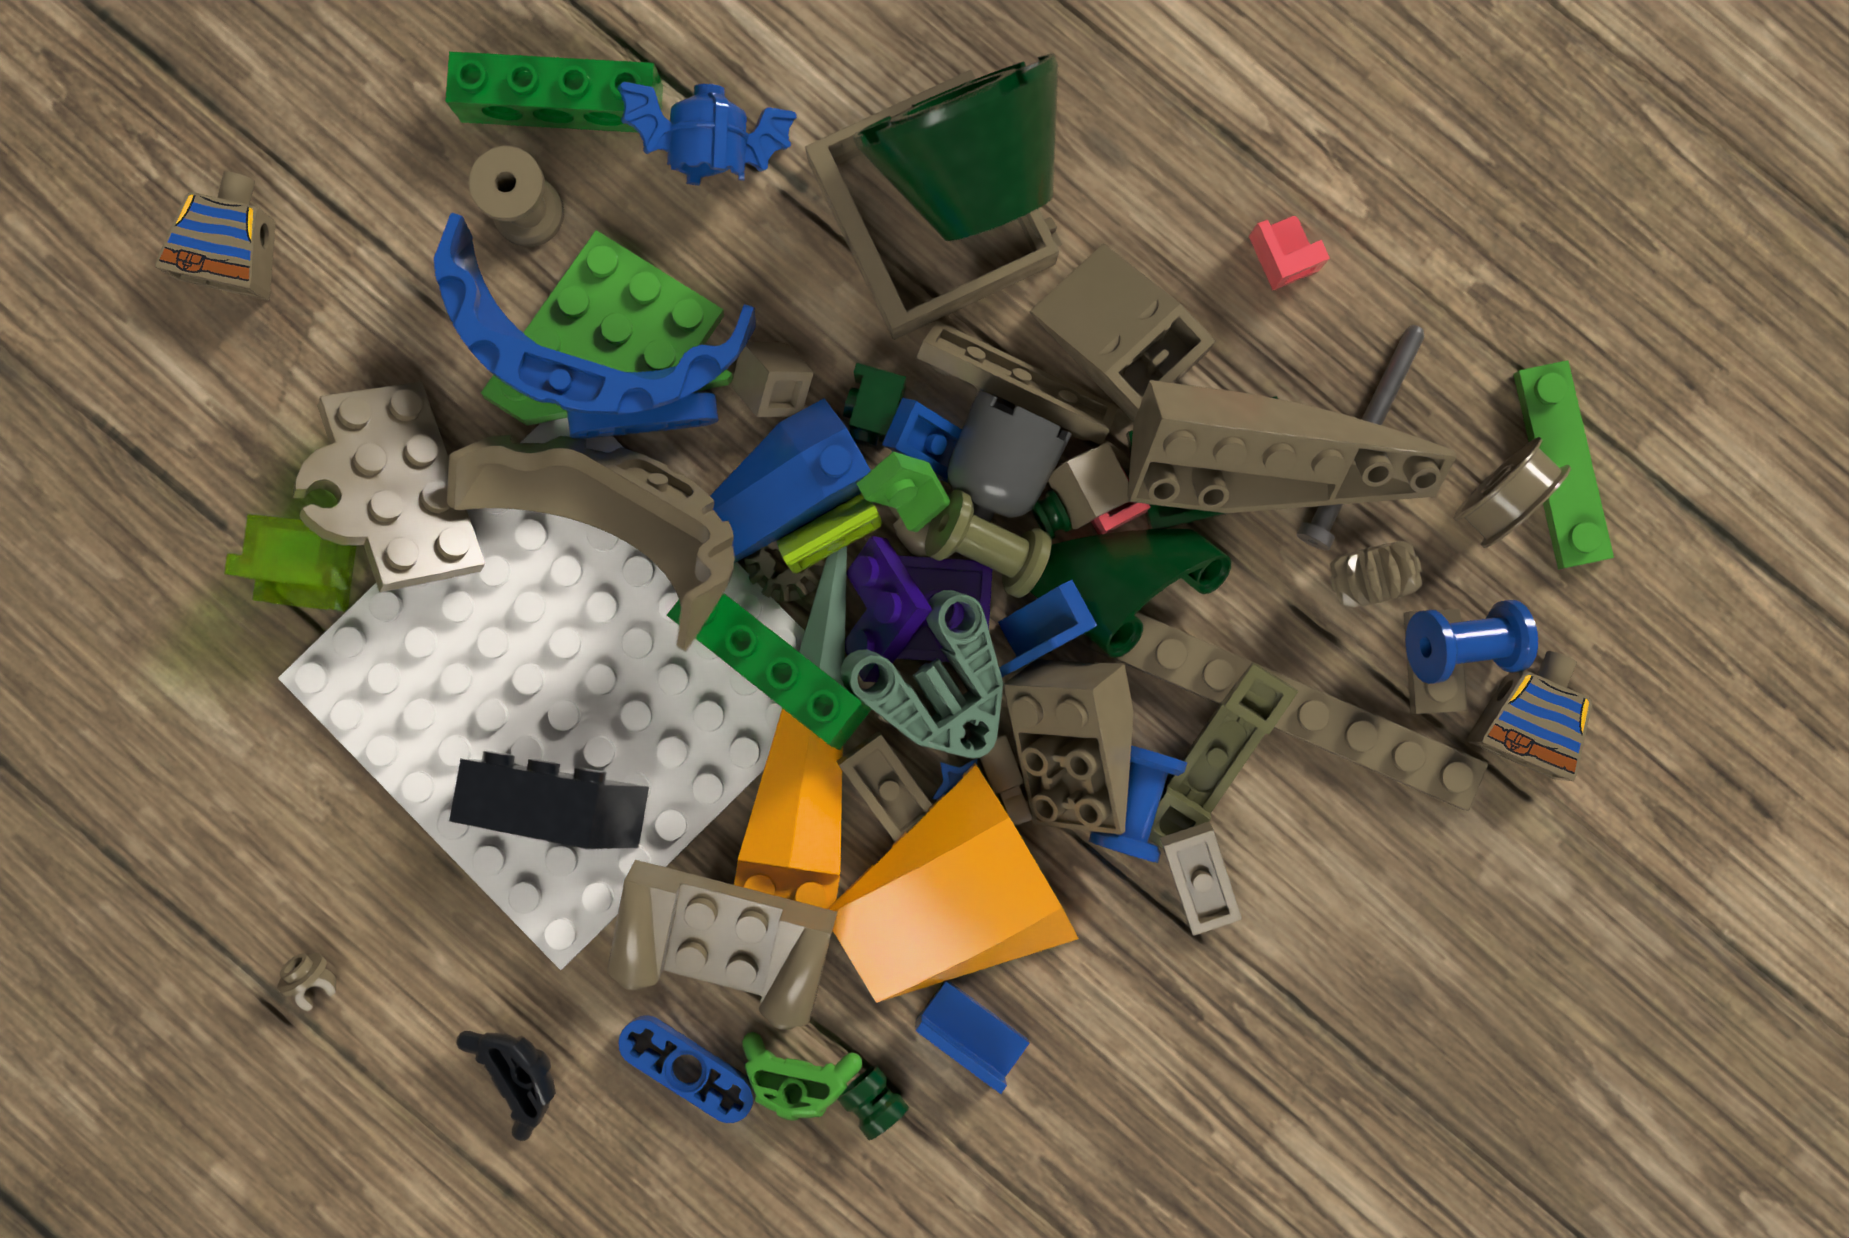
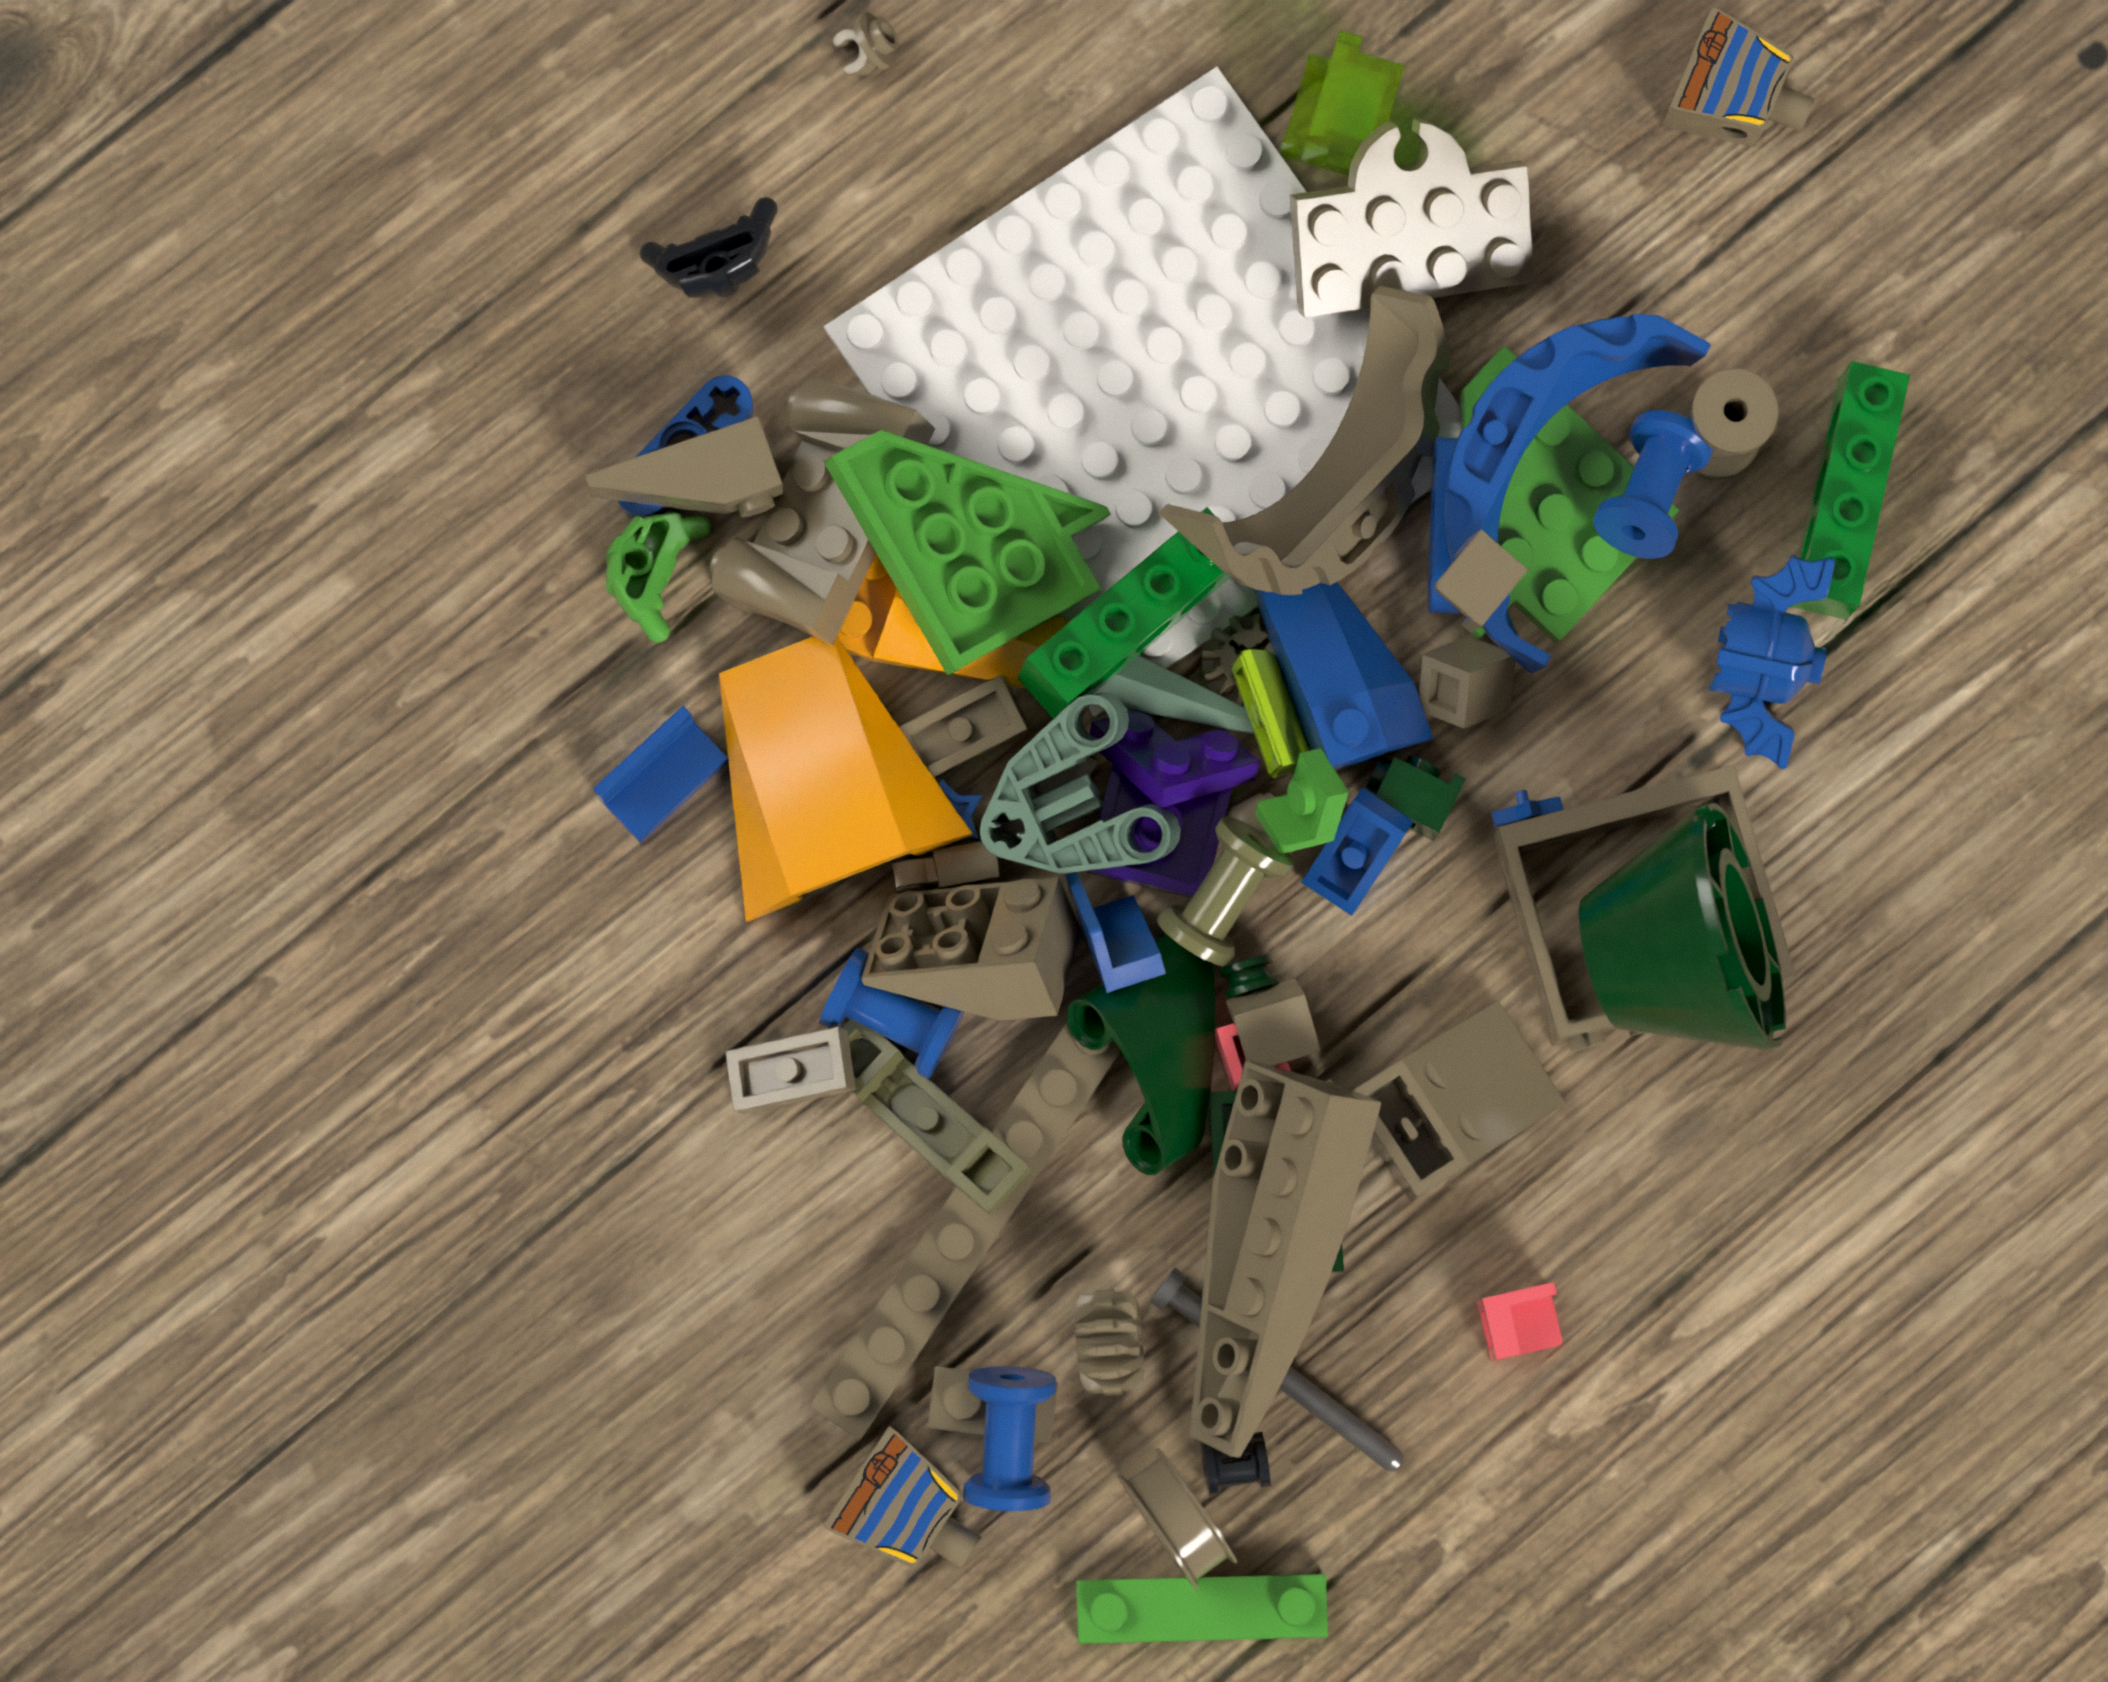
camera: 95 degrees right, 5 degrees down
(546, 243) = (1640, 518): none -> blue piece
(547, 803) = (1016, 343): black wedge -> none
(693, 366) = (1479, 579): none -> dark tan panel
(707, 1046) = (706, 473): none -> dark tan slope
(732, 816) = (966, 542): none -> bright green wing
(871, 311) = (1525, 809): none -> blue piece
(873, 1102) = (594, 655): dark green wheel -> none
(1004, 457) = (1324, 929): dark grey cylinder -> none
(1017, 382) = (1412, 968): dark tan plate -> none
(1450, 439) = (1227, 1471): none -> black bush

